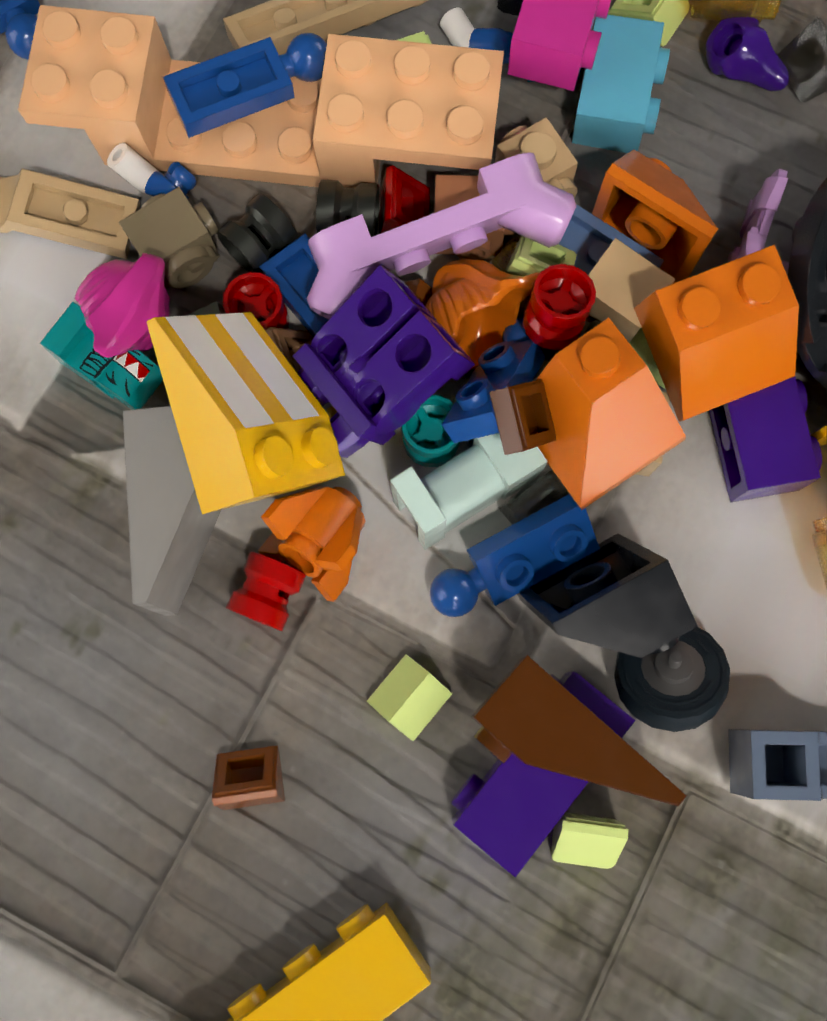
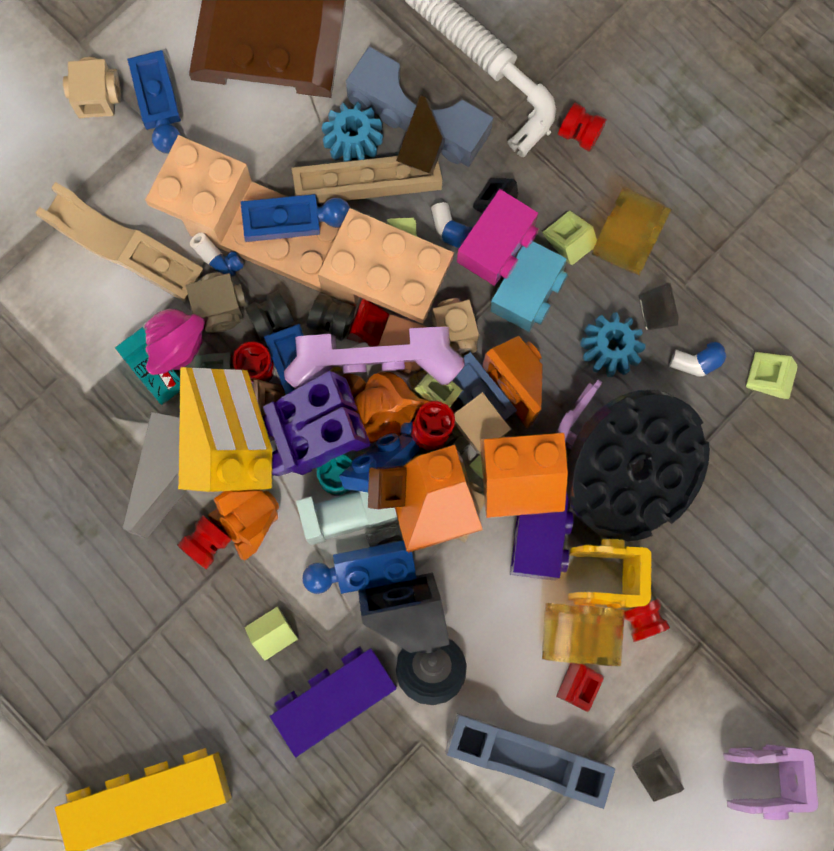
camera: 10 degrees right, 0 degrees up
(248, 778) = (159, 651): dark orange slope -> none
(556, 732) = (342, 679): reddish brown slope -> none
(588, 840) = (348, 752): yellowish green slope -> none
(745, 54) = (616, 289): dark purple animal -> none
(767, 129) = (625, 352): none -> dark azure gear

